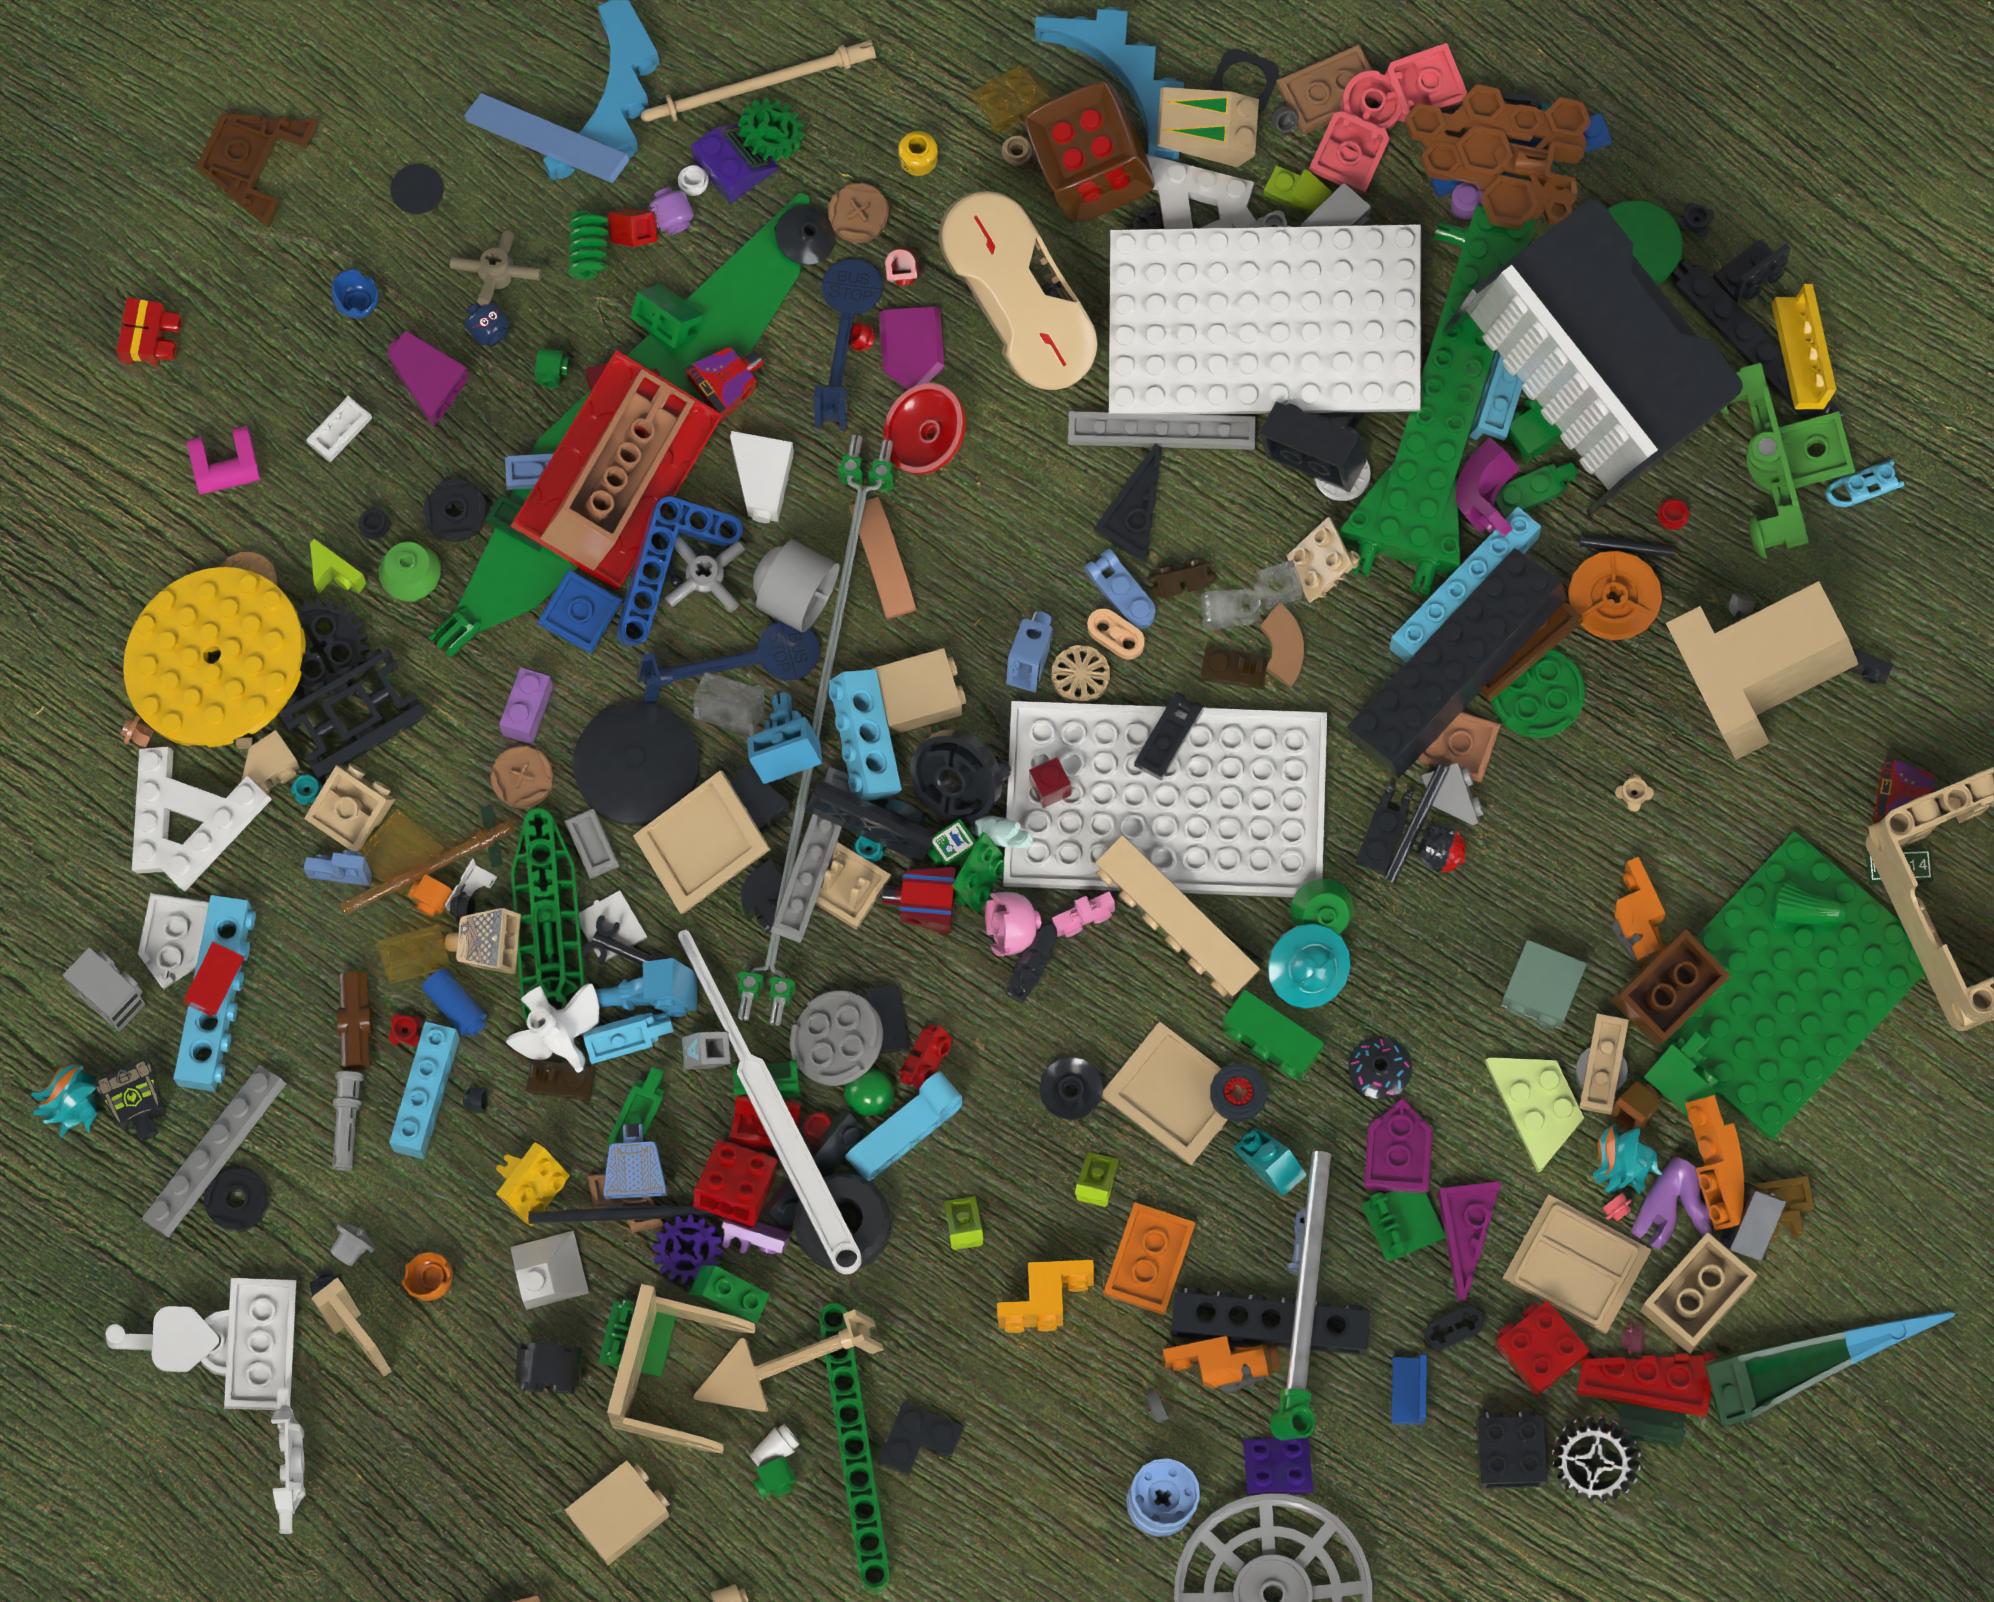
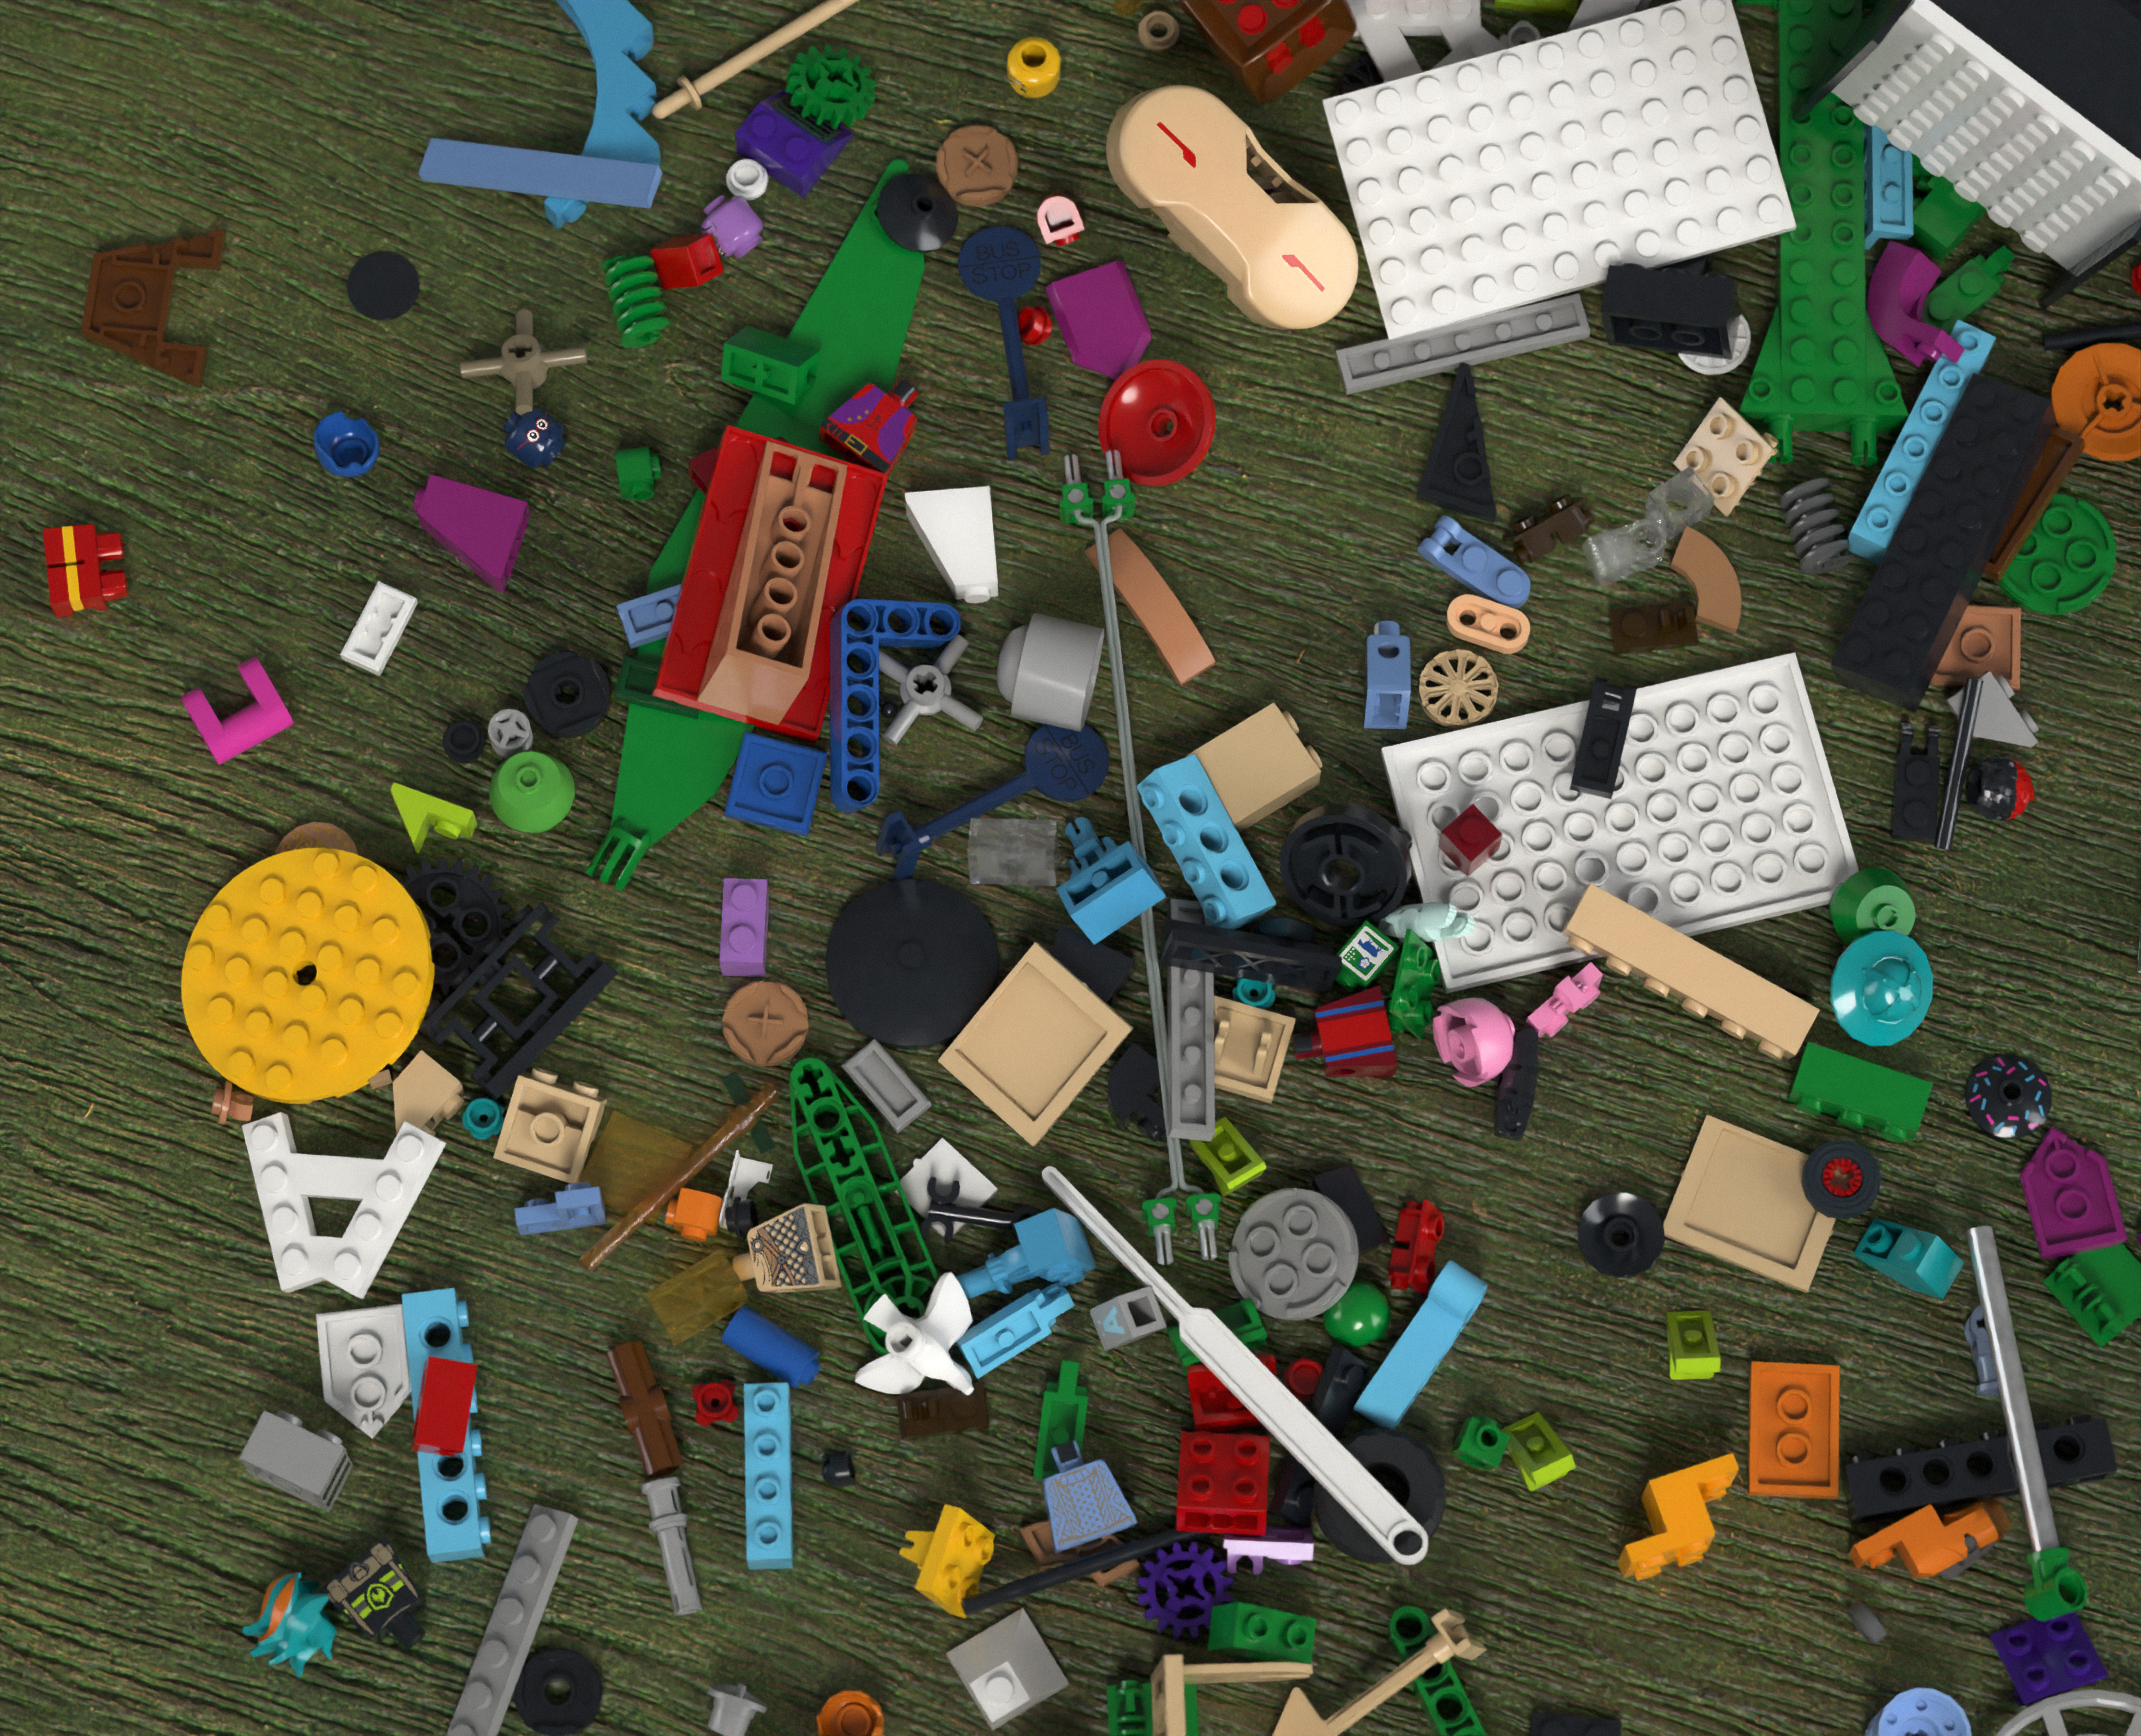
camera: 20 degrees left, 0 degrees up
(402, 521) = (510, 724): none -> light grey wheel
(812, 958) = (1229, 1157): none -> lime slope
(925, 1205) = (1480, 1443): none -> green plate
(1367, 627) = (1812, 527): none -> dark grey piece

